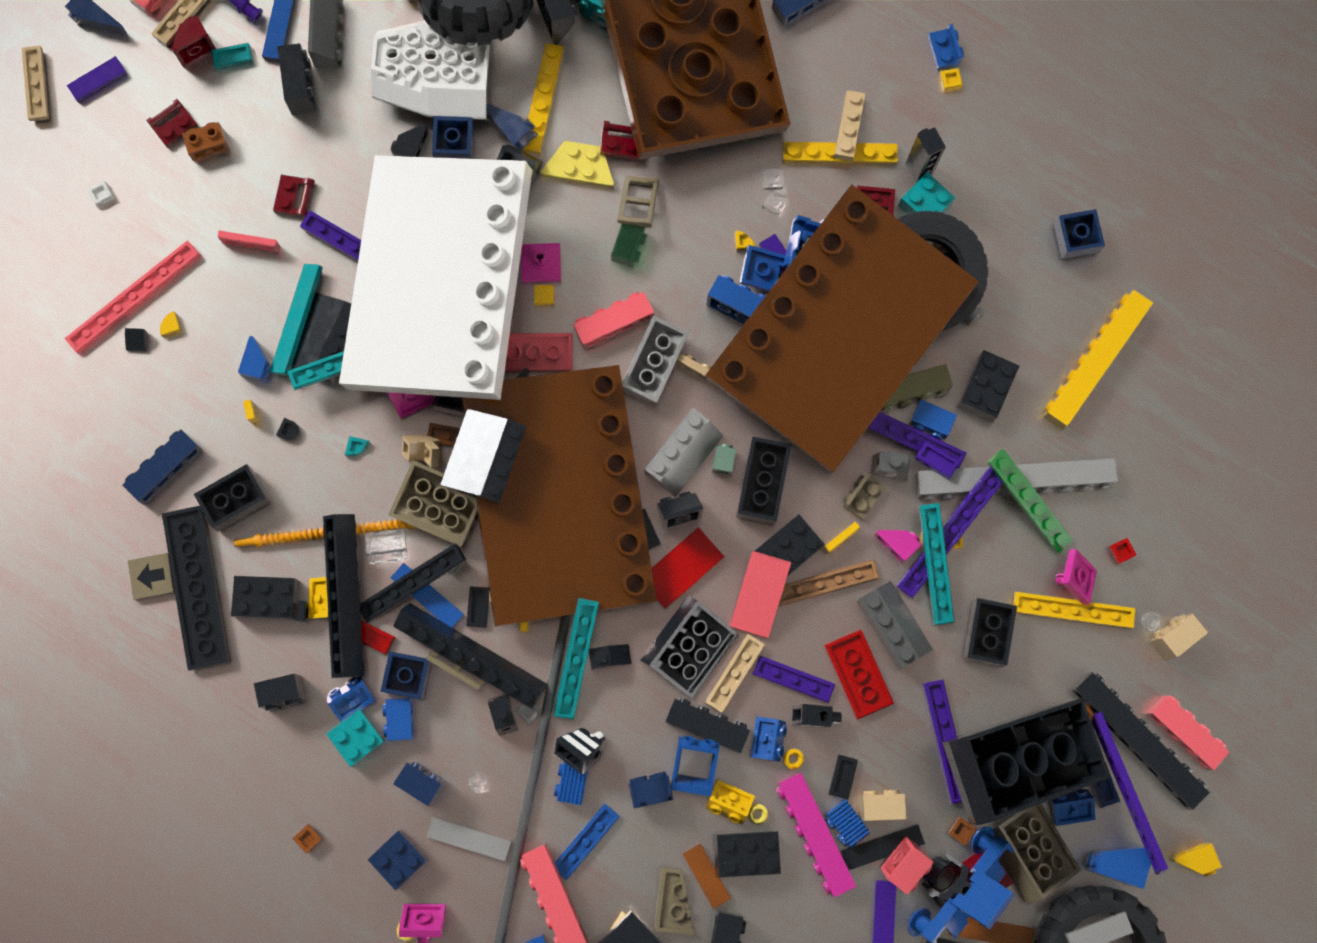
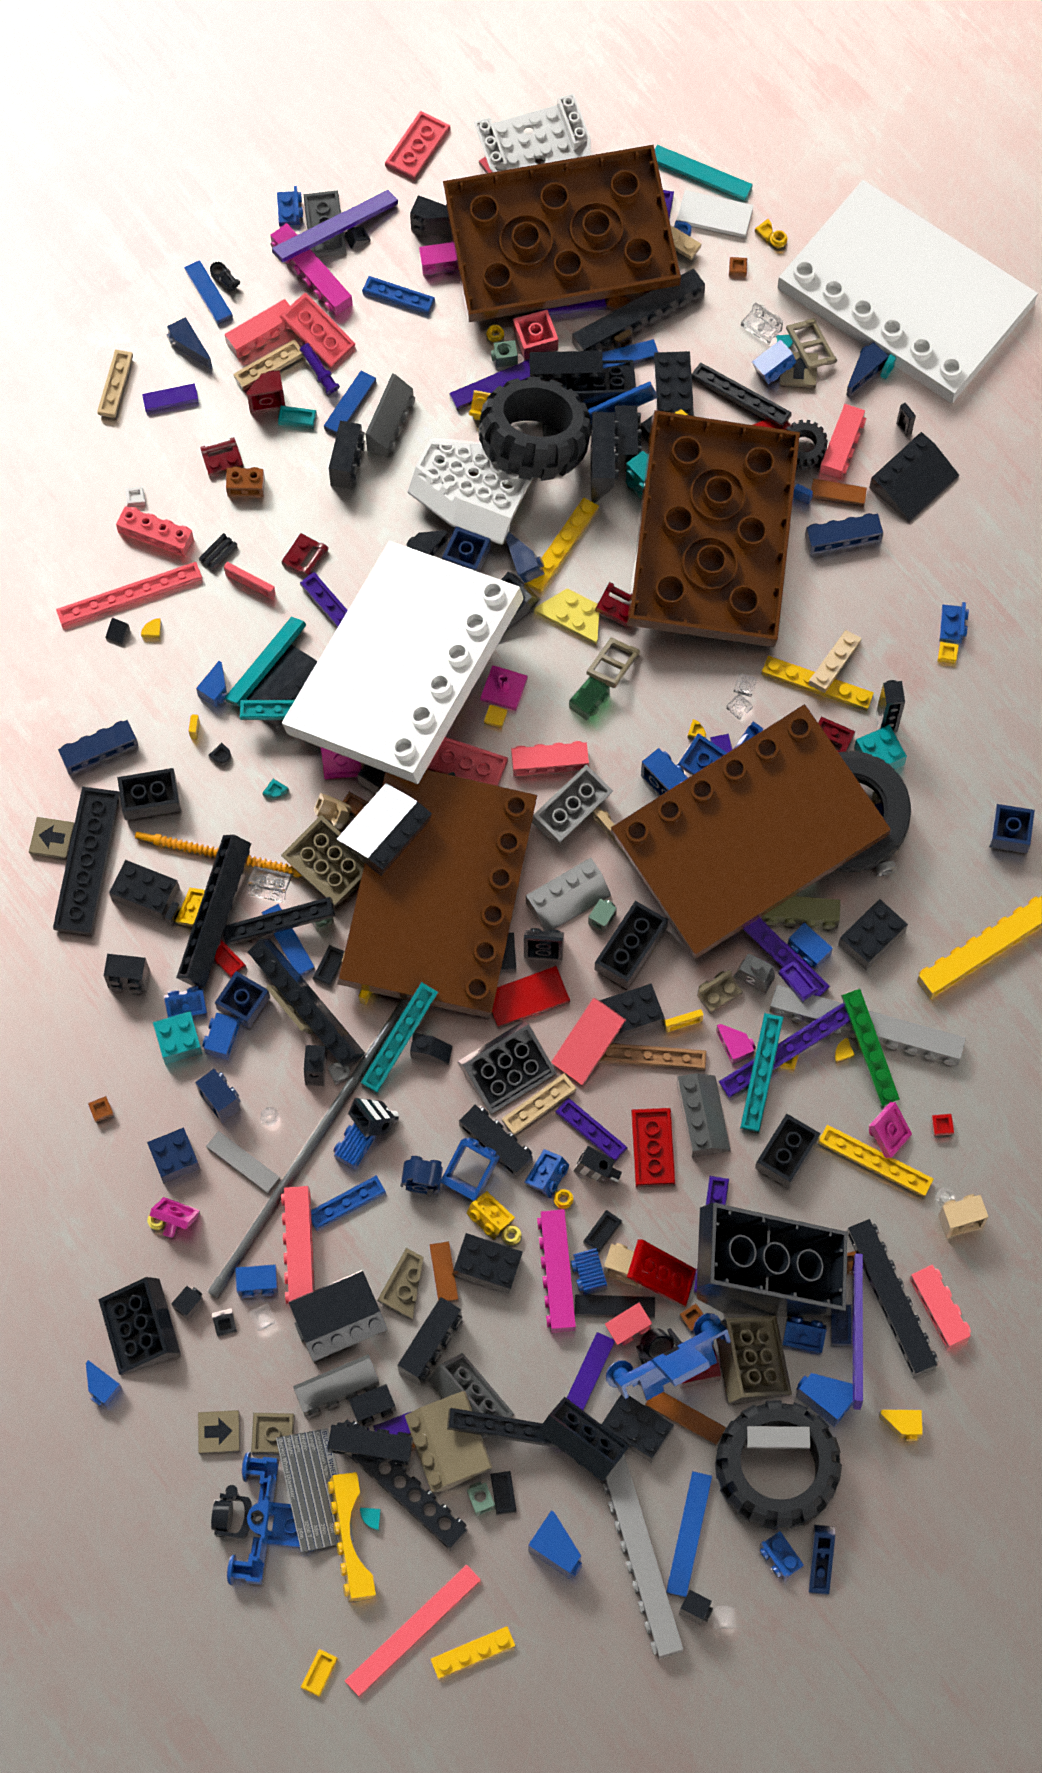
camera: 25 degrees right, 10 degrees down
(133, 222) = (155, 531): none -> coral brick
(218, 210) = (215, 546): none -> black tile
(920, 803) = (661, 1273): none -> red tile
(1002, 511) = (843, 1051): none -> yellow tile

